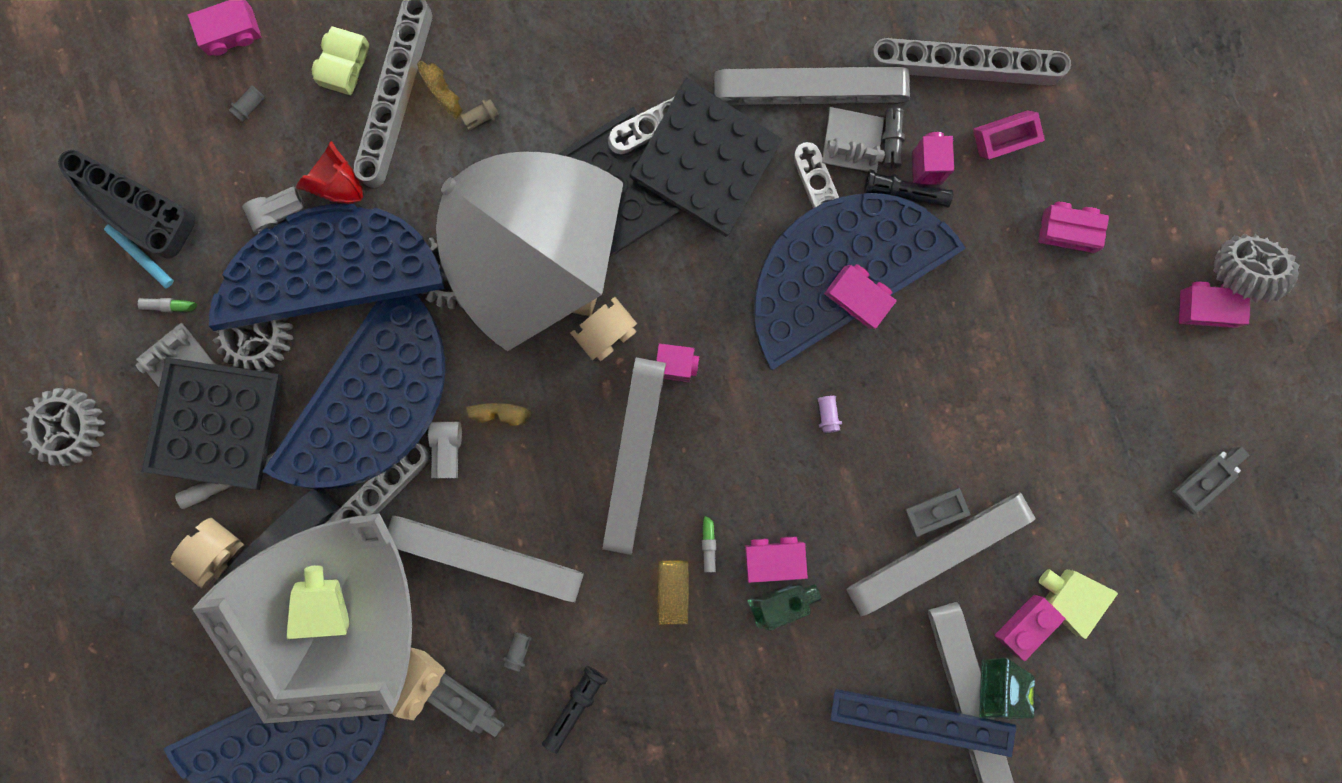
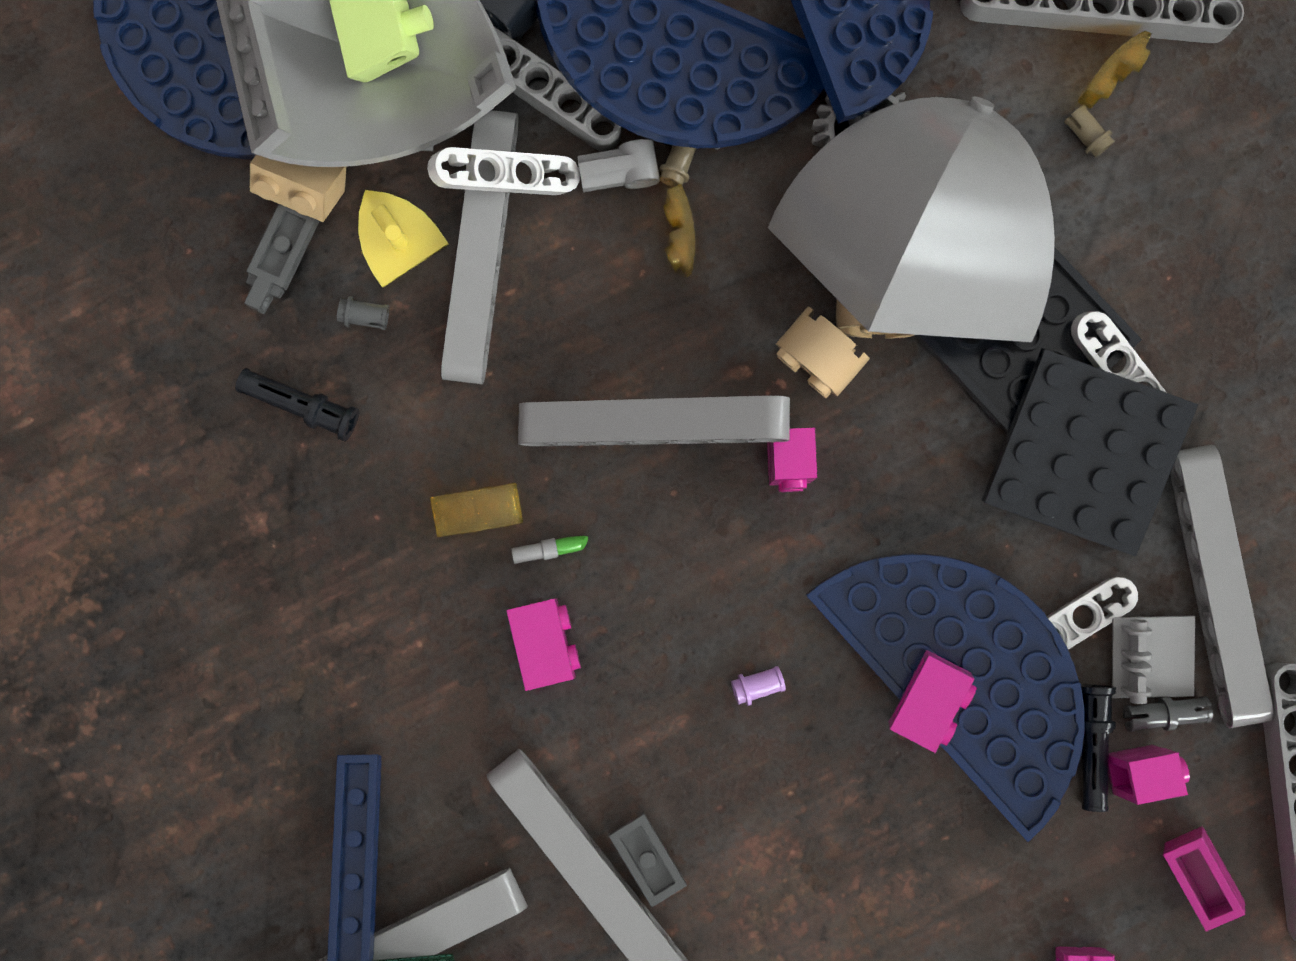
camera: 80 degrees right, 0 degrees up
(434, 531) = (505, 175): none -> white beam
(452, 408) = (677, 165): none -> dark tan pin
(464, 619) = (395, 235): none -> light yellow shield
(773, 609) = (475, 649): clear green torso -> none

